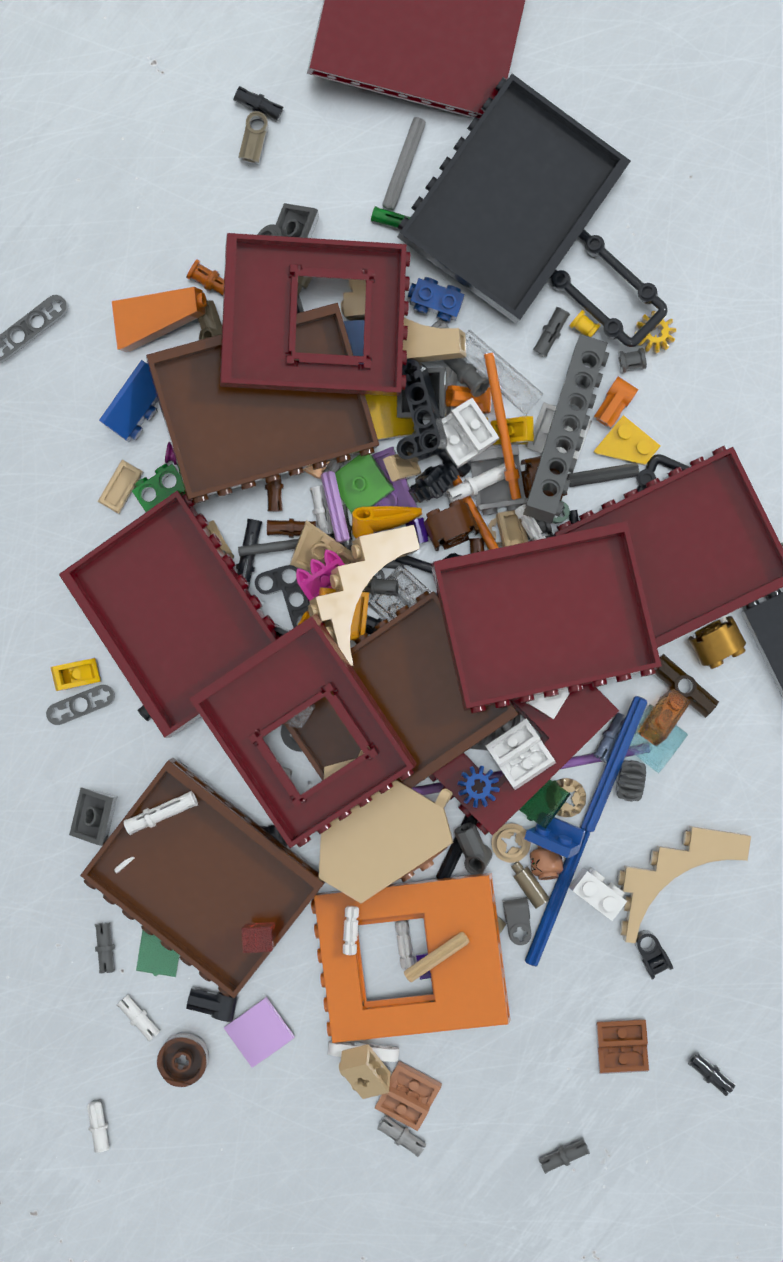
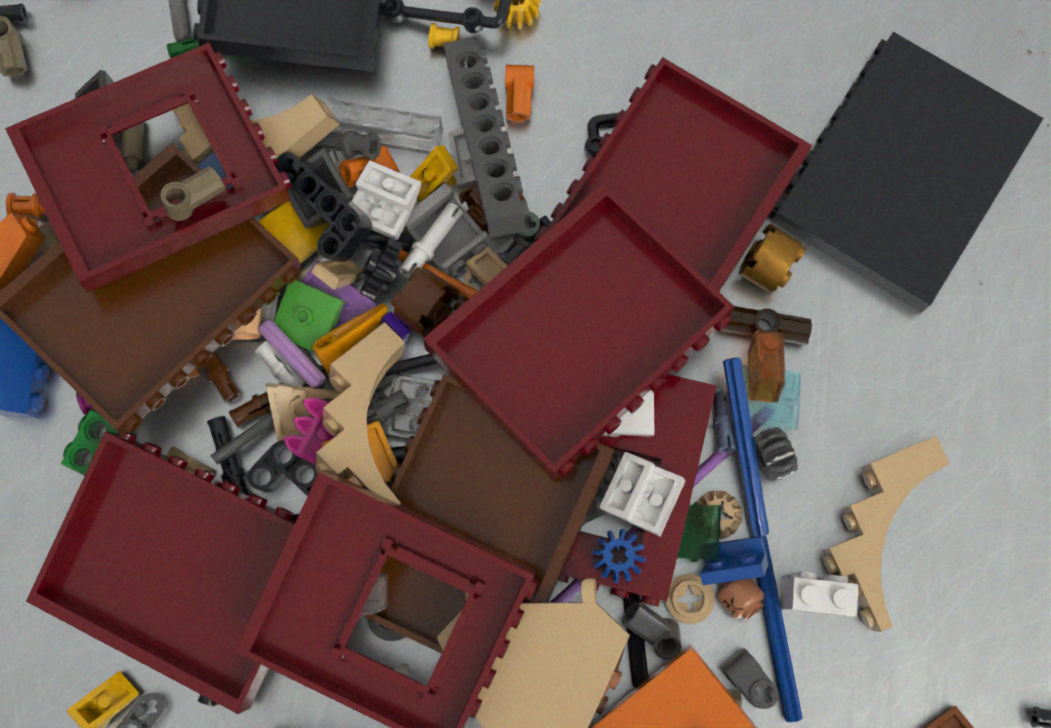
camera: 30 degrees left, 10 degrees down
(120, 486) = (50, 474): tan tile -> none
(335, 361) = (193, 191): none -> dark tan piece
(436, 299) = (277, 93): blue brick -> none
(511, 473) = (456, 214): orange bar -> none
(529, 524) = (501, 250): white axle -> none
(529, 885) = (738, 633): dark tan cylinder -> none
(551, 331) = (414, 62): dark grey pin -> none
(603, 474) = (552, 166): dark grey axle -> none
(627, 443) = (555, 124): yellow wing -> none
(632, 360) = (511, 43): dark grey bush -> none
(653, 958) = (919, 630): black piece -> none

